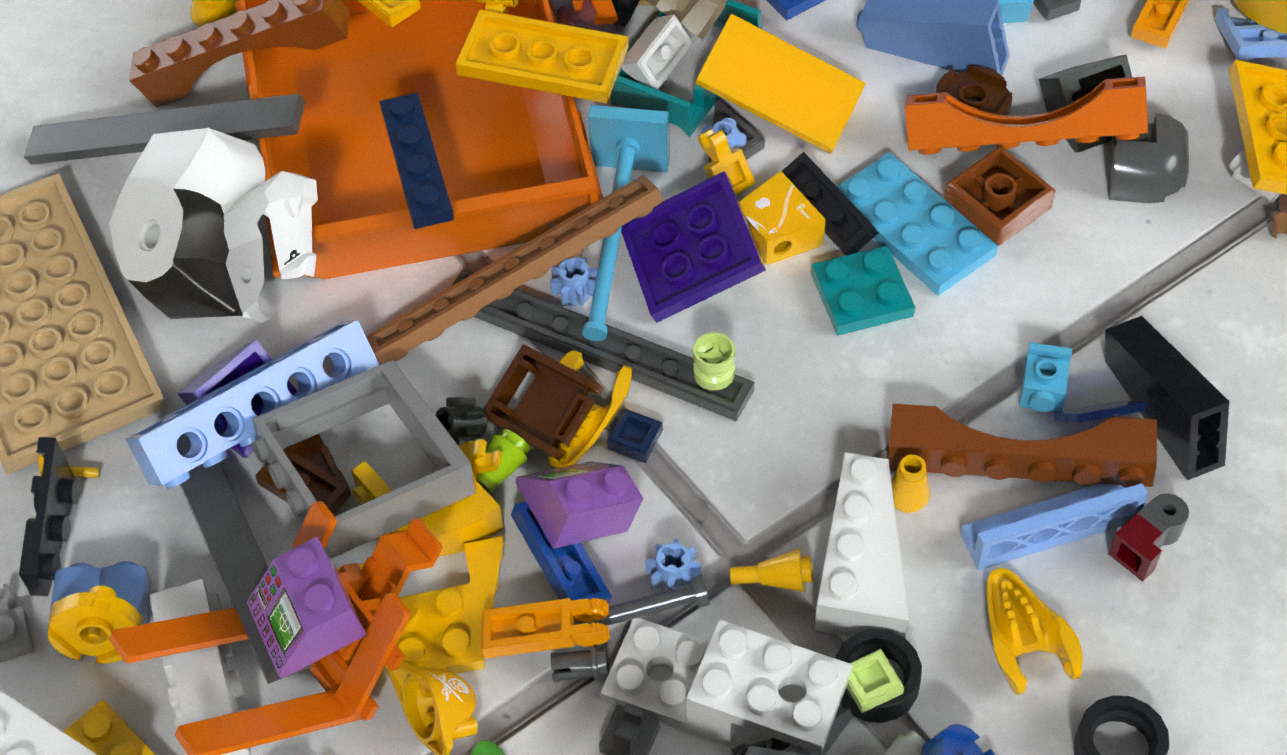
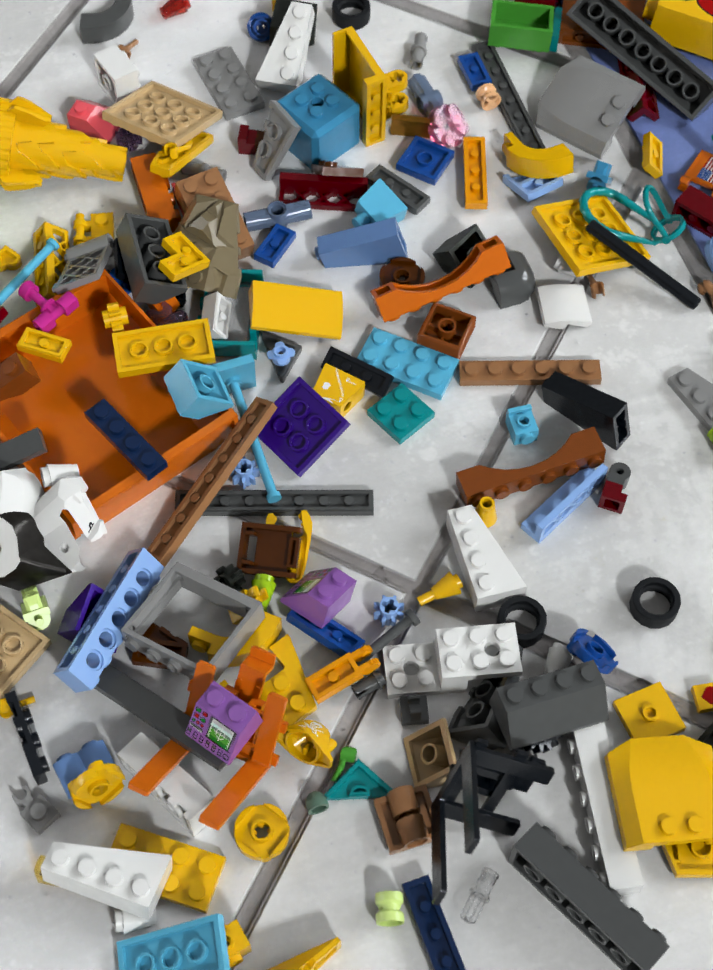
camera: 30 degrees left, 5 degrees up
(170, 343) = (35, 608): none -> yellowish green hips
(292, 162) = (54, 472): none -> white cone
(555, 128) = (197, 389): none -> medium azure slope
(634, 435) = (325, 546): dark blue tile -> none
(714, 361) = (349, 487): yellowish green wheel -> none
(726, 160) = (291, 368): yellow plate -> none
(873, 681) = (526, 625): yellowish green tile -> none
(1025, 625) = (579, 562): yellow animal -> none
(1100, 411) = (560, 432): clear blue piece -> none
(1101, 305) = (526, 372): none -> medium nougat plate
(1214, 228) = (563, 305): none -> white slope

